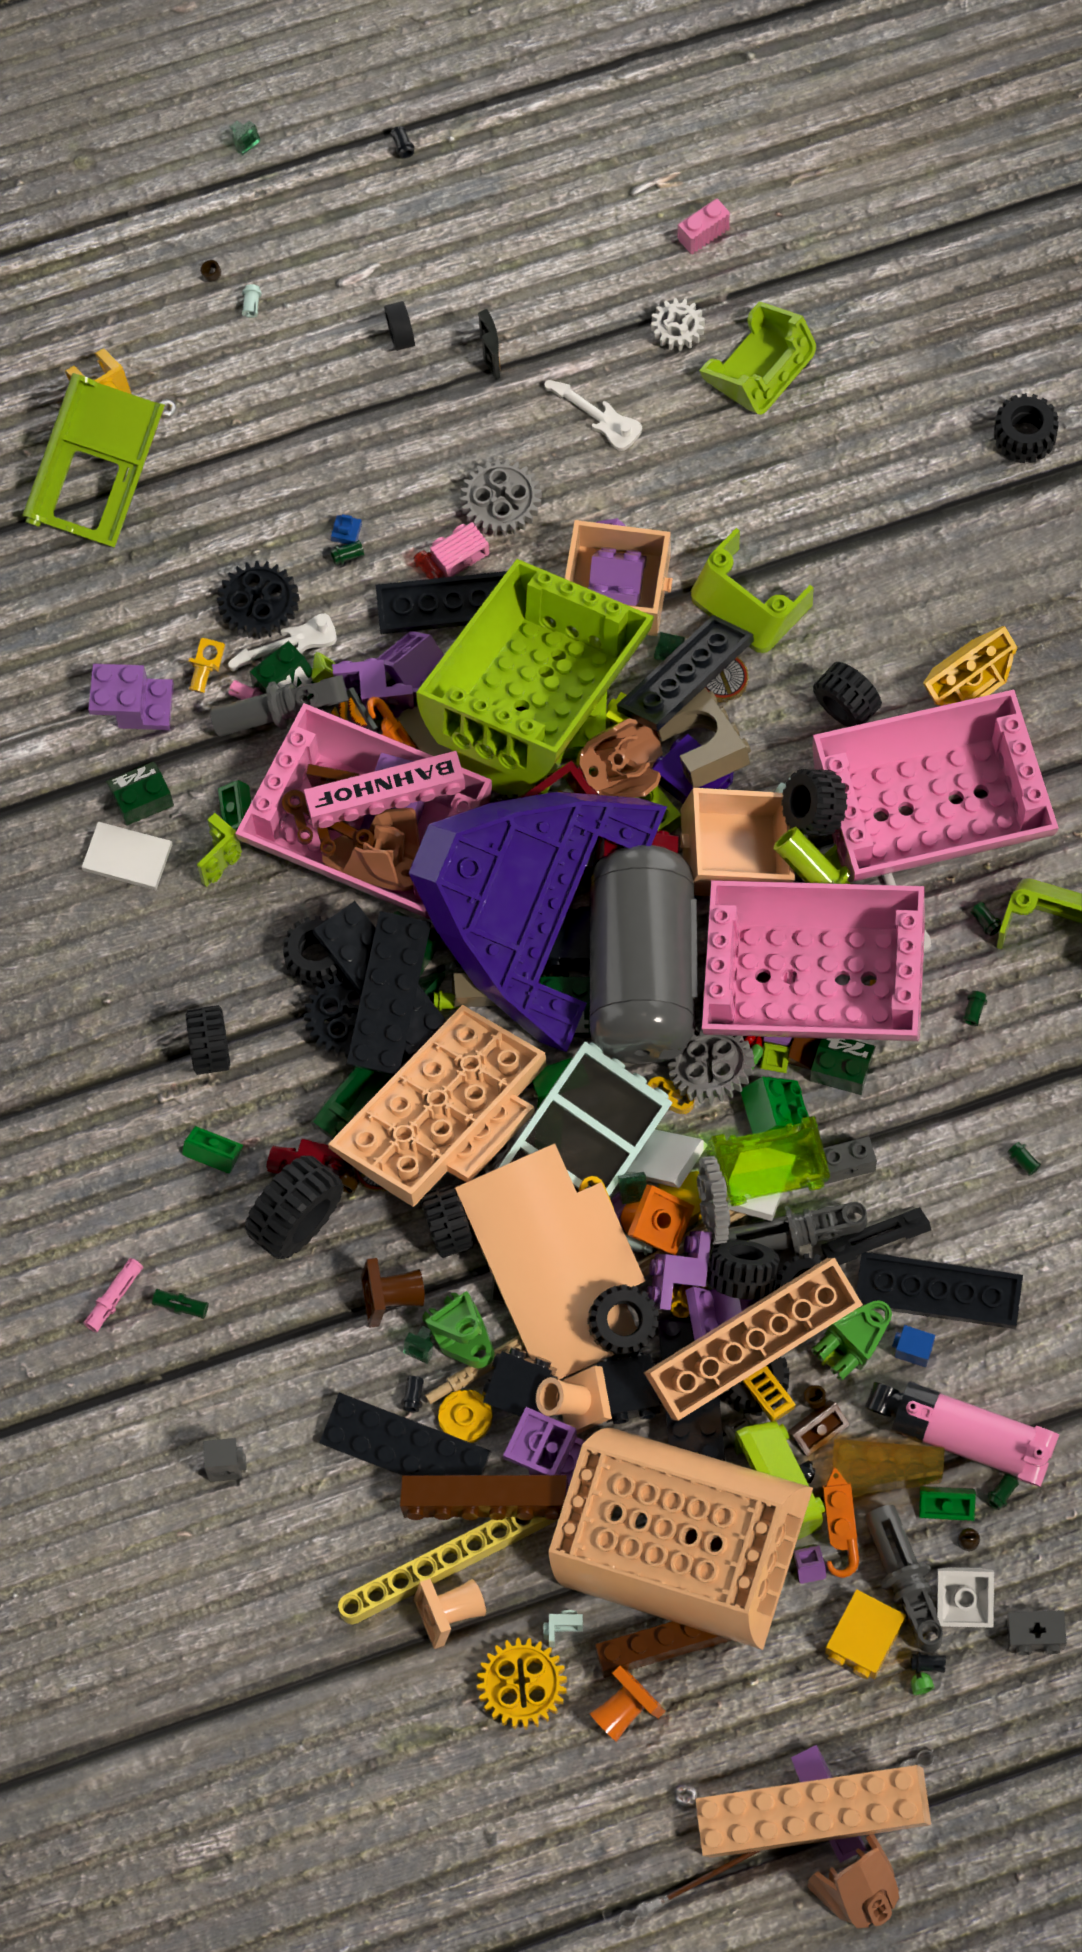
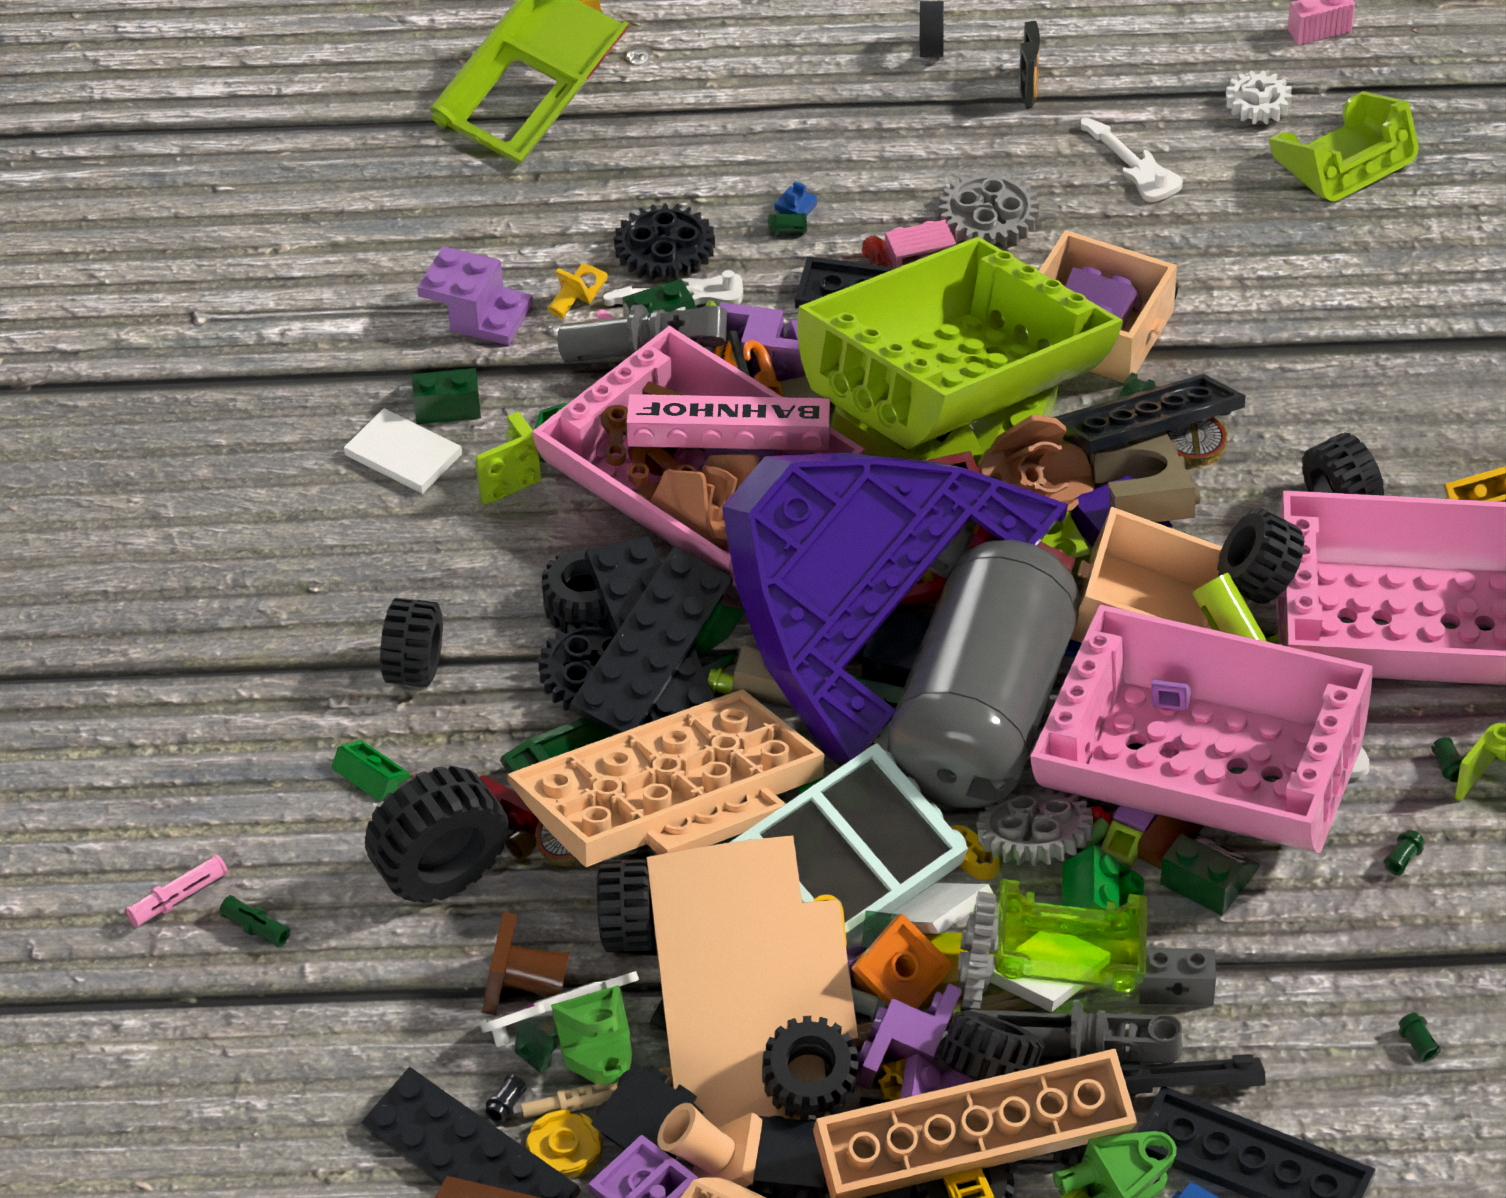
camera: 15 degrees right, 20 degrees down
(224, 1459) = (226, 1101): dark grey brick -> none
(389, 1336) = (541, 1007): none -> white piece
(723, 597) = (1271, 388): lime windscreen -> none
(780, 934) = (1171, 695): none -> medium lavender slope

